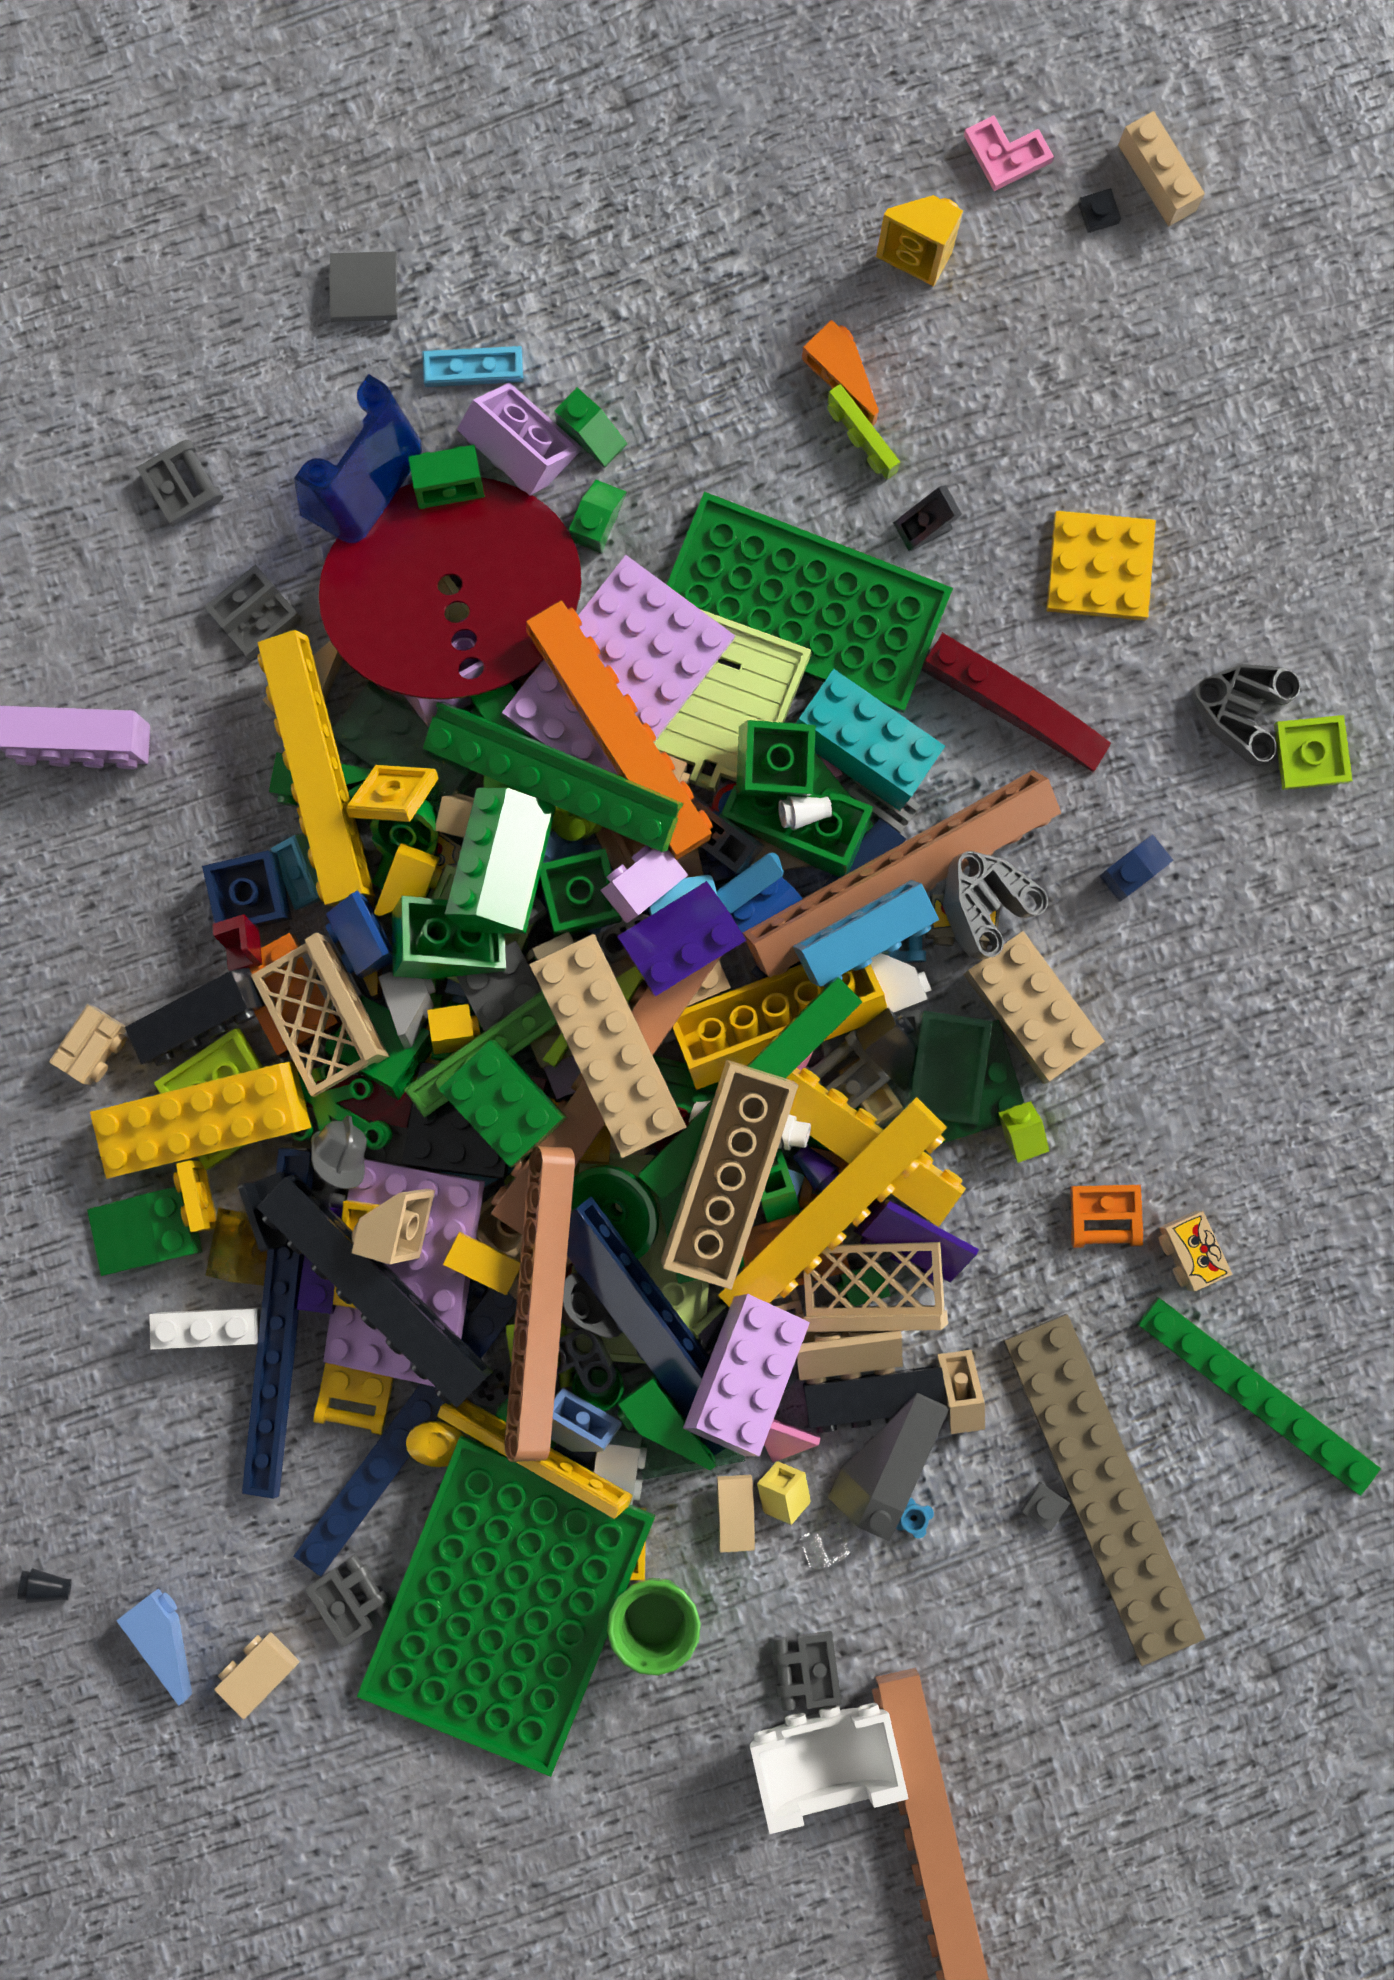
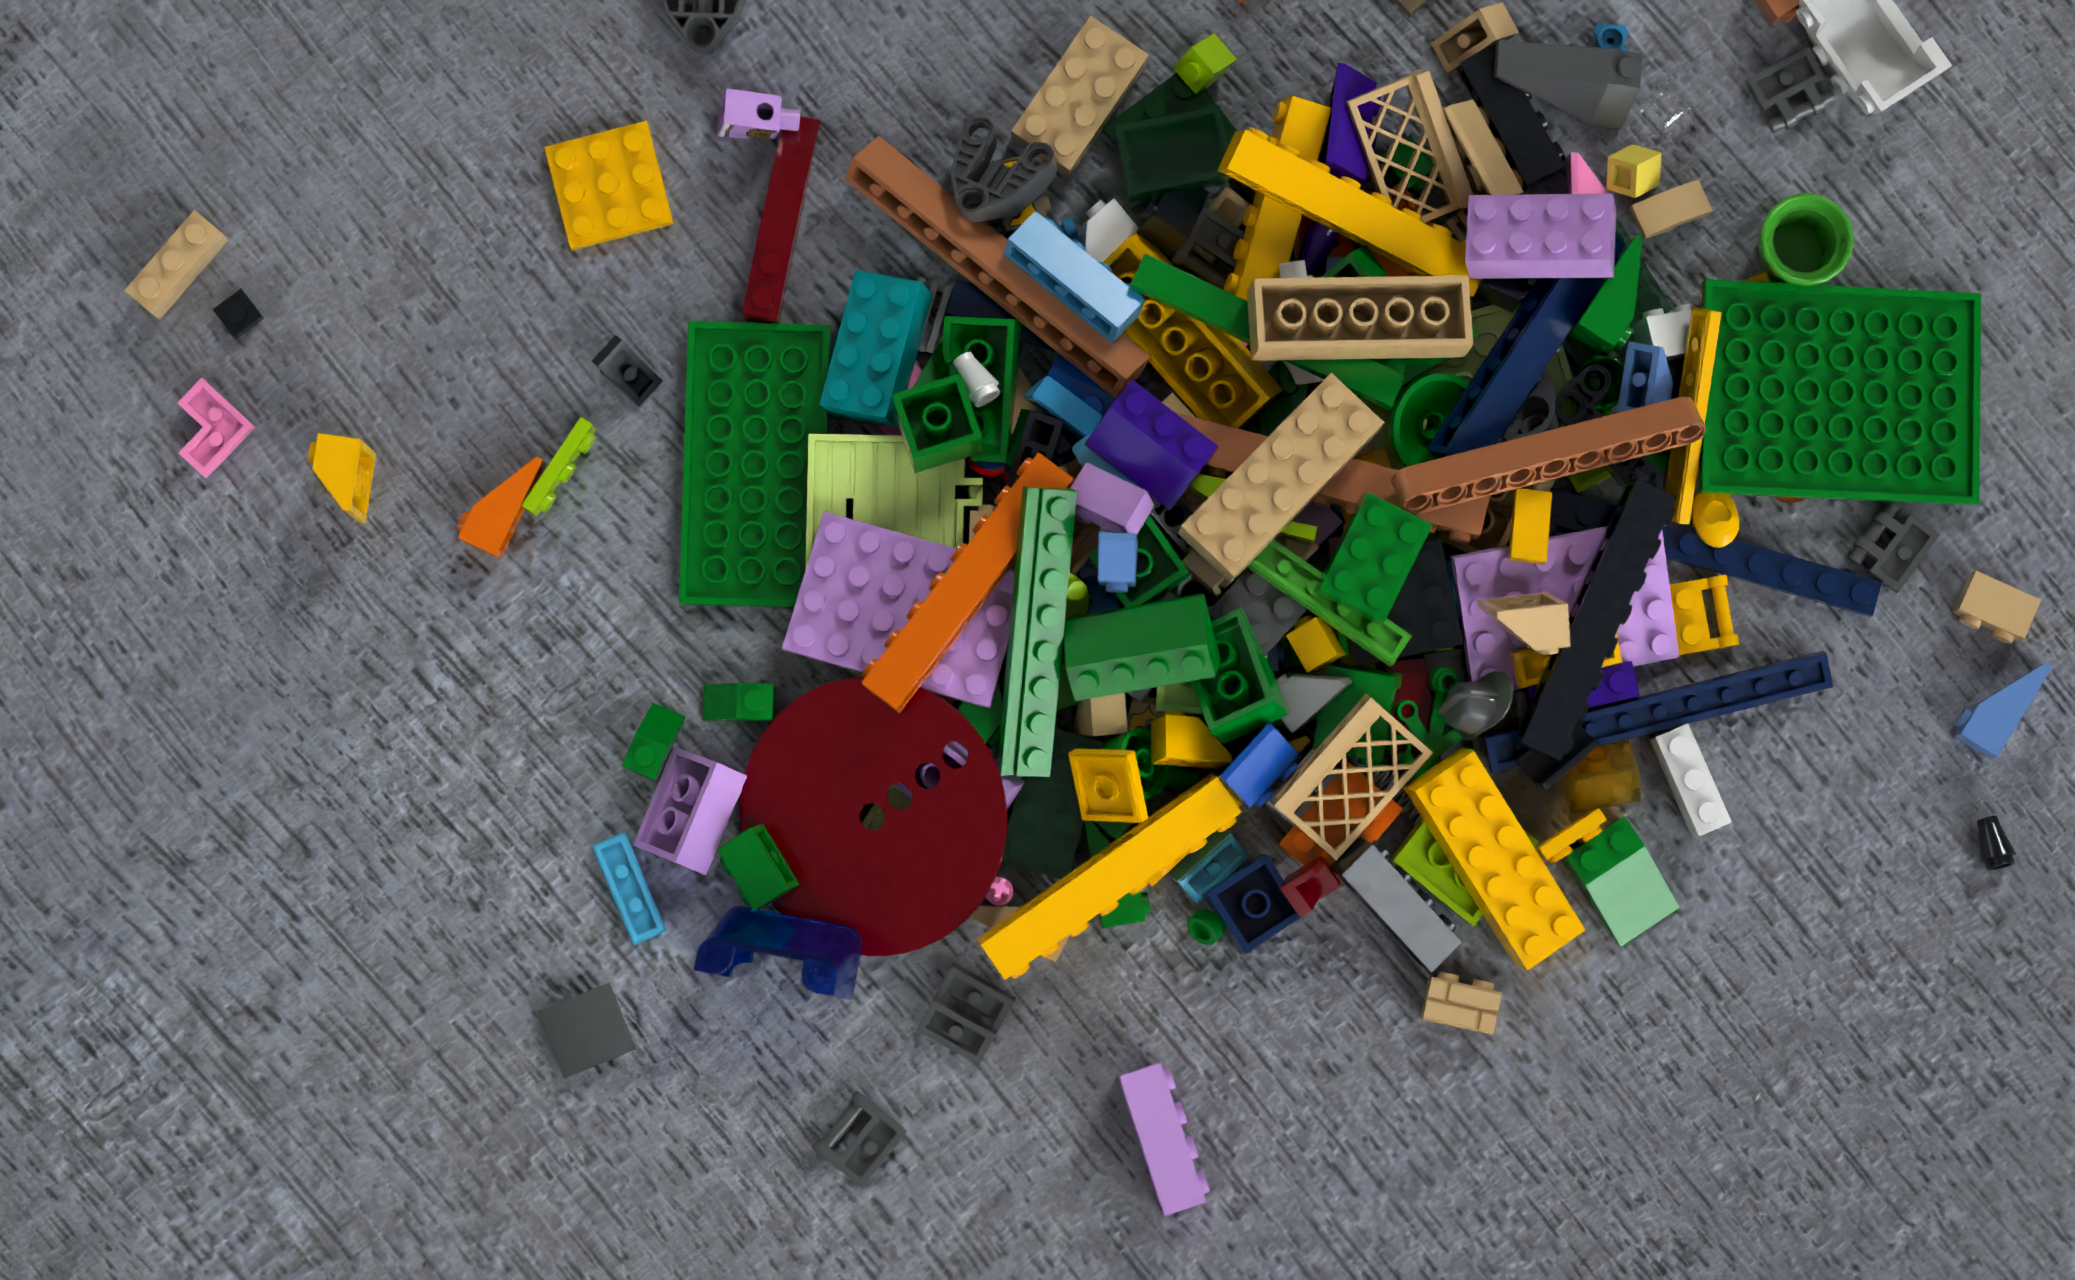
camera: 115 degrees left, 0 degrees up
(246, 844) = (1205, 926): none -> green tile
(343, 675) = (1000, 892): none -> bright pink axle
(584, 866) = (1117, 561): none -> medium blue slope
(1126, 697) = (740, 120): none -> lavender torso
(1136, 868) = (903, 45): dark blue slope -> none

